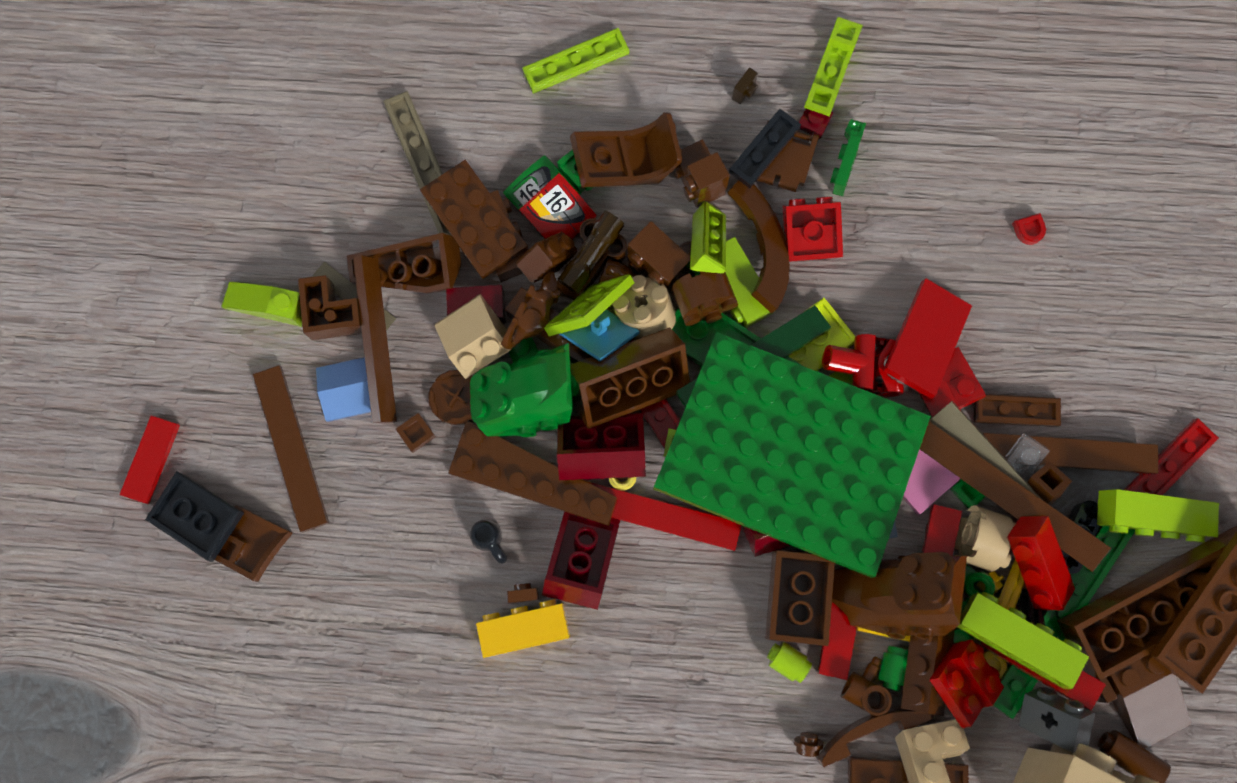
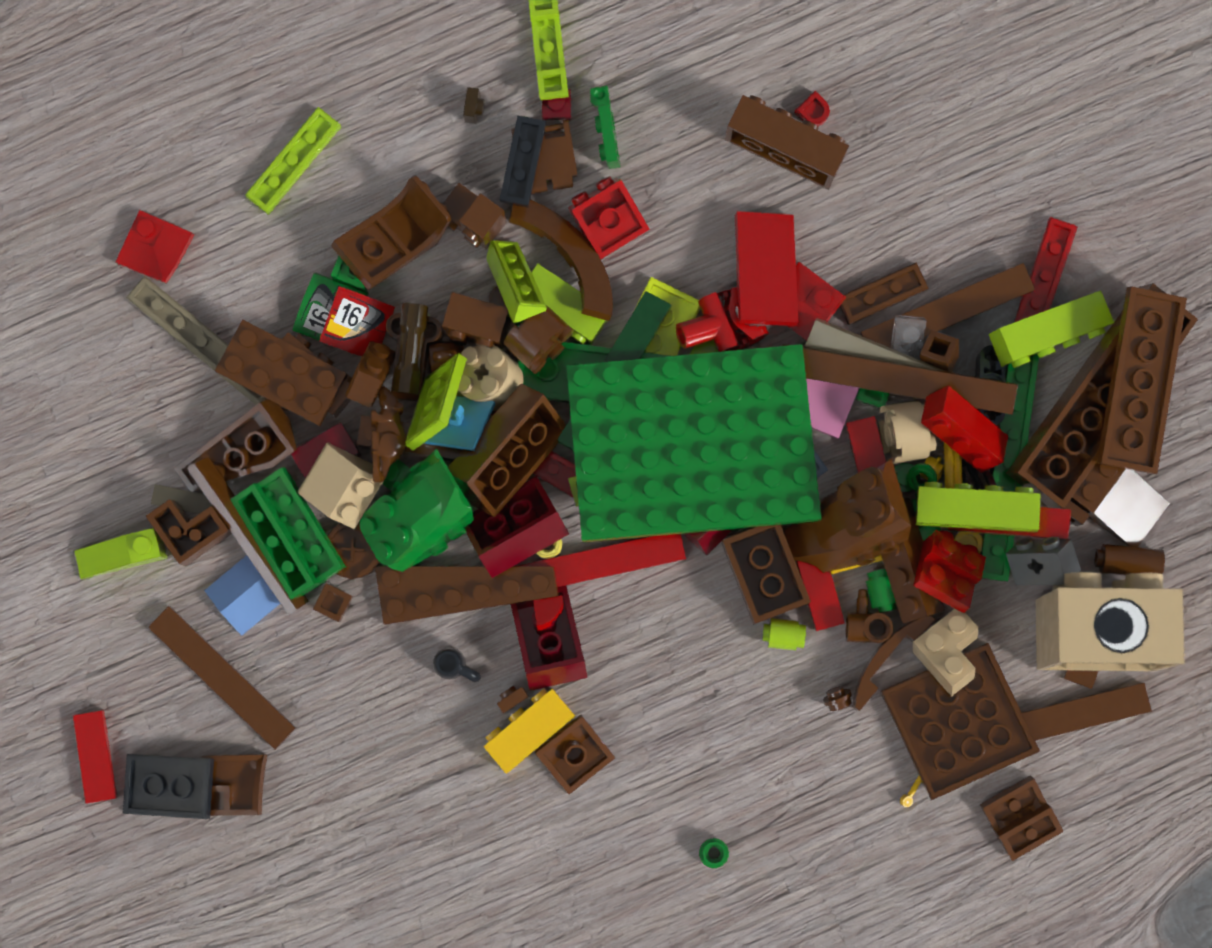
camera: 25 degrees left, 5 degrees up
(408, 355) = (288, 533): none -> green brick
(427, 73) = (154, 247): none -> red plate
(551, 671) = (574, 754): none -> reddish brown slope
(592, 533) = (547, 611): none -> red tile
(998, 240) = (786, 141): none -> reddish brown brick

